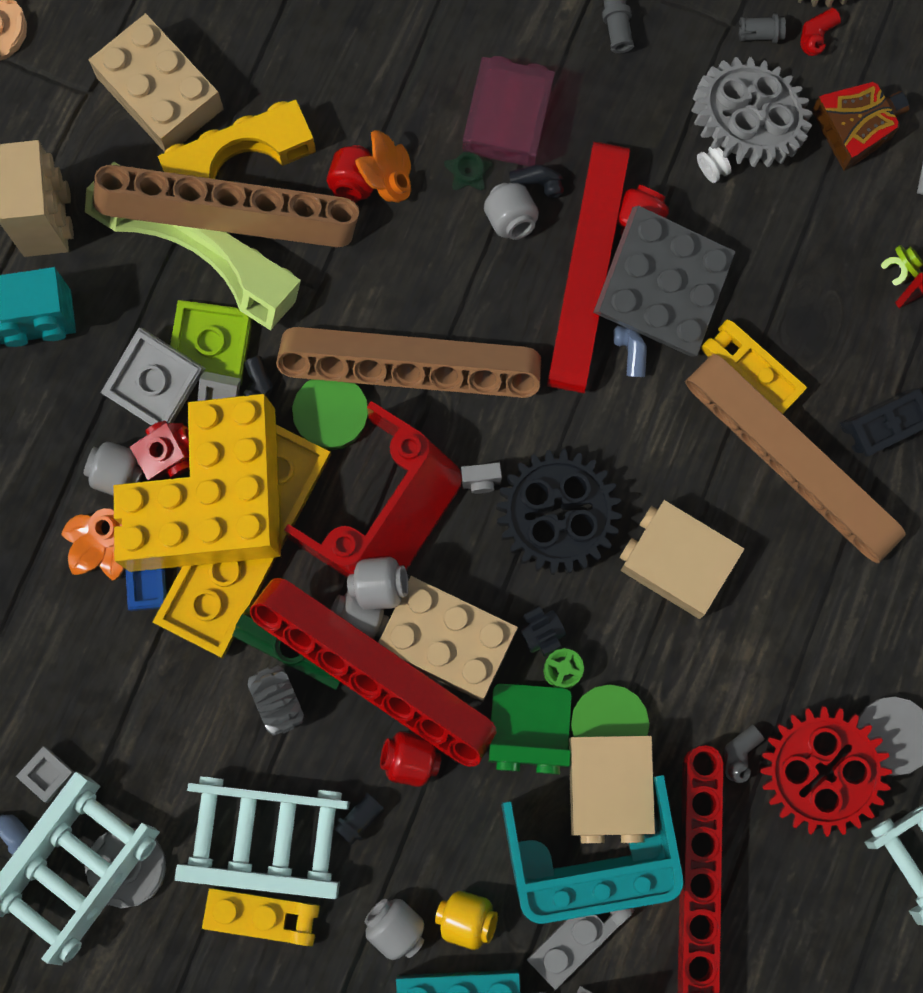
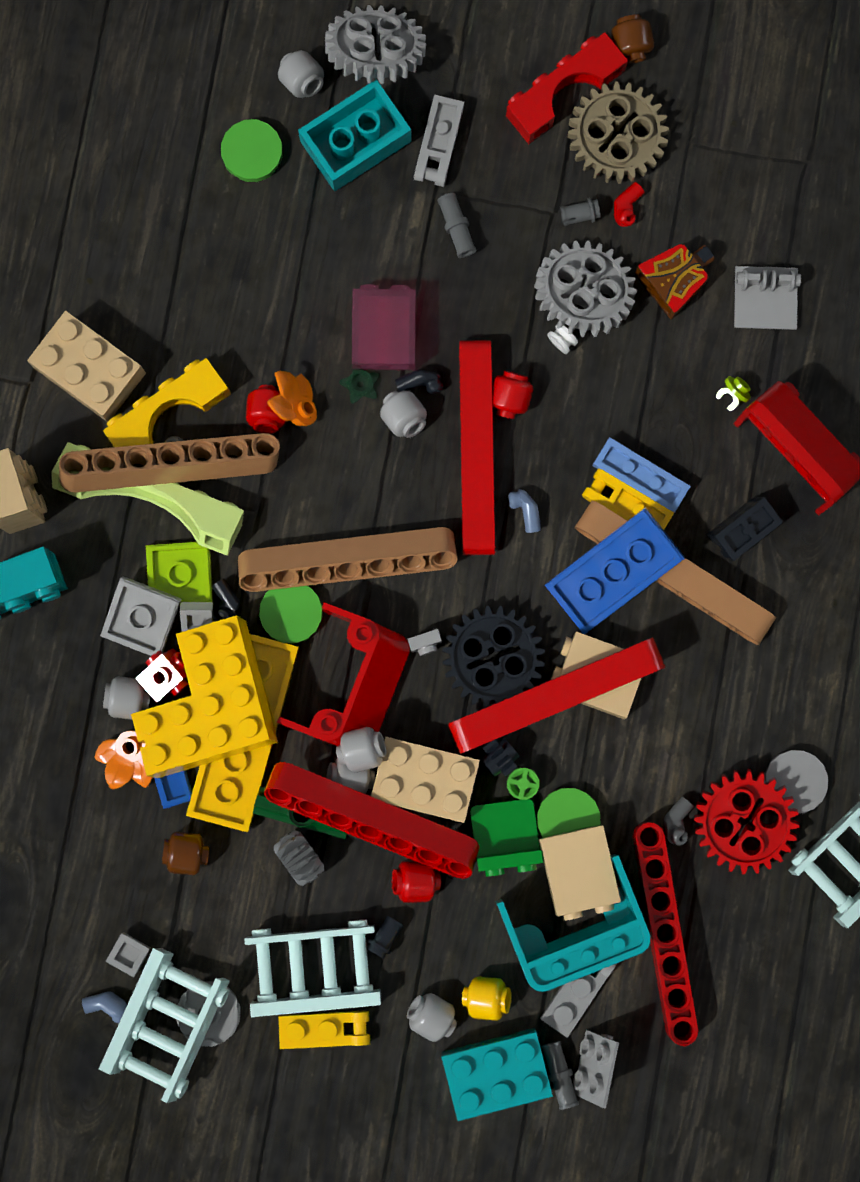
camera: 10 degrees left, 5 degrees up
(140, 666) = (184, 853): none -> reddish brown head
(626, 568) = (556, 695): none -> red beam
(664, 281) = (541, 449): dark grey plate -> none
(724, 438) = (614, 570): none -> blue tile
(776, 336) = (641, 474): none -> medium blue plate

